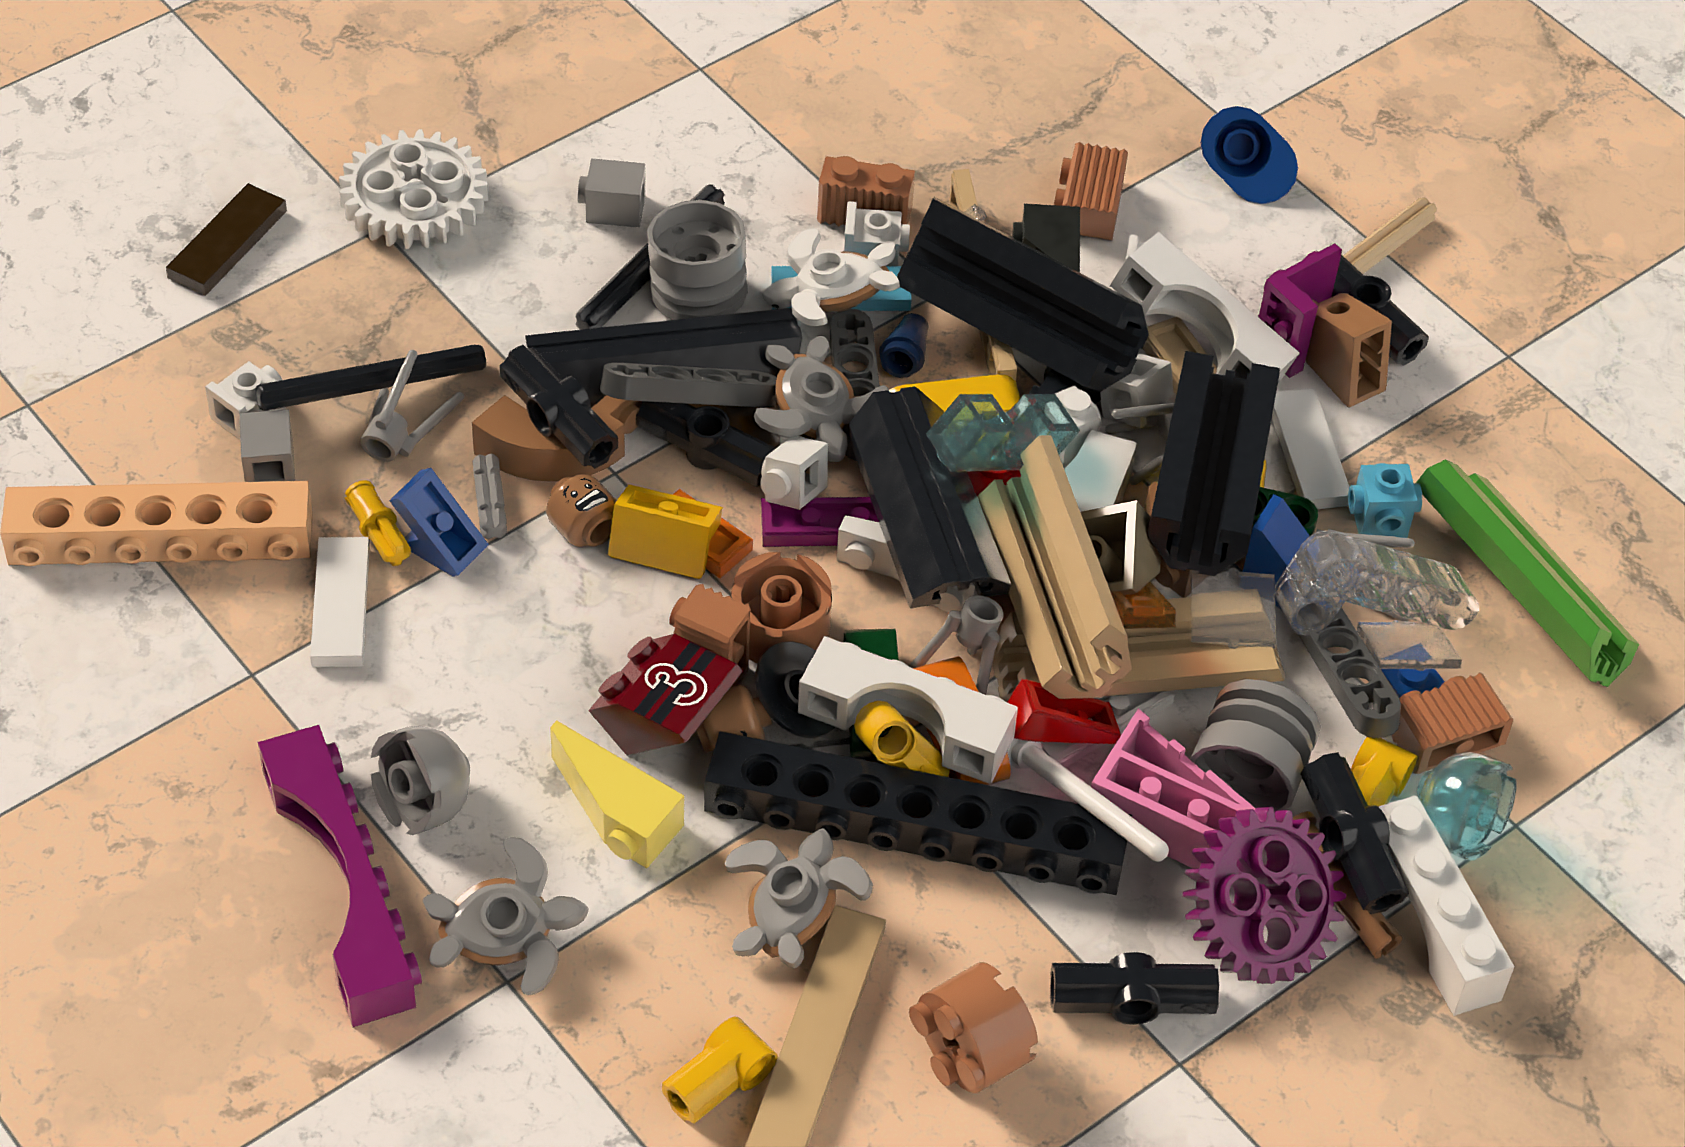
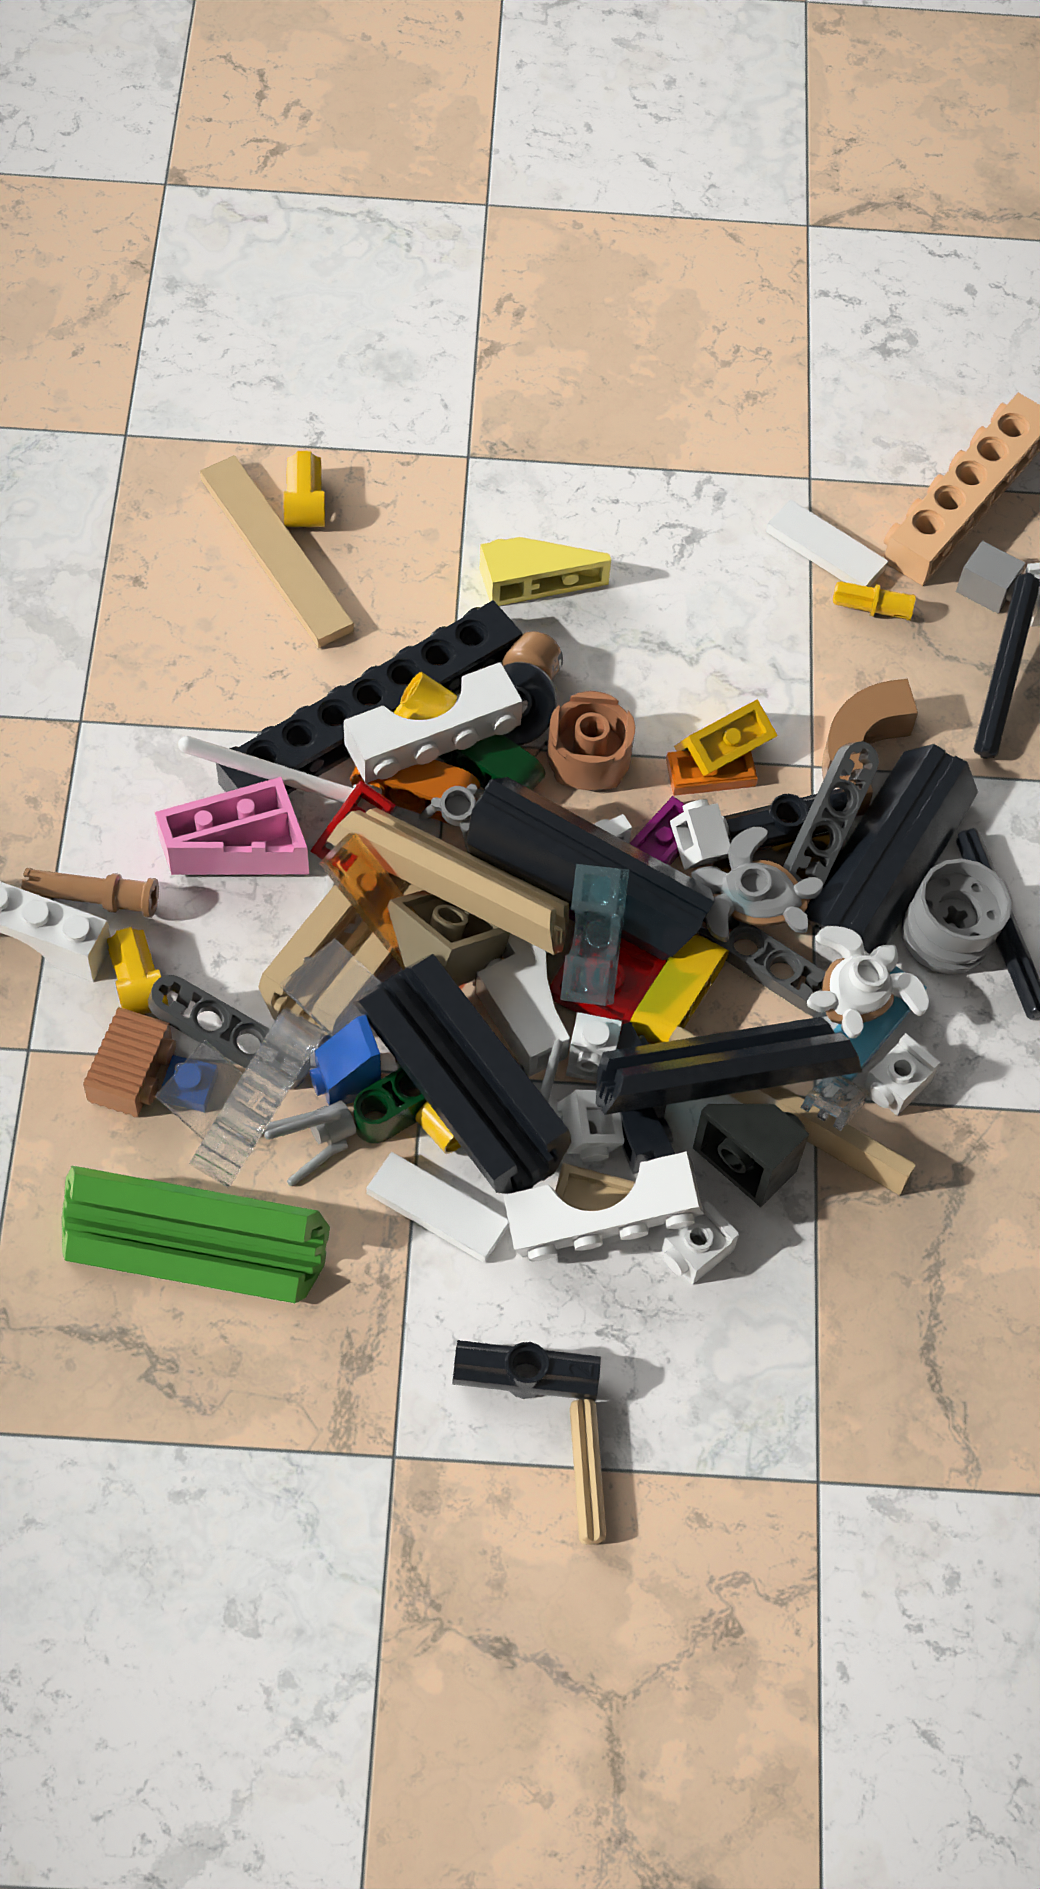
camera: 130 degrees right, 10 degrees up
(368, 959) = (684, 436): magenta arch -> none
(387, 429) = (953, 651): light grey plant -> none
(419, 777) = (635, 481): light grey cylinder -> none
(438, 524) = (838, 618): blue slope -> none
(489, 496) = (841, 671): light grey axle -> none
(506, 920) = (496, 459): light grey animal -> none
(558, 406) = (869, 716): black piece -> none
(581, 510) = (788, 707): medium nougat head -> none
(662, 693) = (579, 624): dark red slope -> none
(715, 625) = (597, 666): nougat brick -> none
(794, 895) = (376, 599): light grey animal -> none
(868, 184) = (948, 1099): nougat brick -> none
(905, 347) = (766, 1004): dark blue cone -> none
(975, 1028) = (192, 603): nougat brick -> none
(1095, 185) = (822, 1273): nougat brick -> none
(1134, 988) = (142, 721): black piece -> none
(1249, 154) = (765, 1429): blue piece -> none
(1258, 741) = (218, 903): light grey wheel -> none
(1264, 895) = (114, 810): magenta gear -> none
(1289, 299) = (556, 1264): magenta bracket -> none
(1350, 348) = (499, 1299): medium nougat torso -> none
(1355, 832) = (100, 893): black piece -> none
(1384, 500) = (337, 1191): medium azure brick -> none
(1468, 800) = (61, 993): clear light blue cylinder -> none

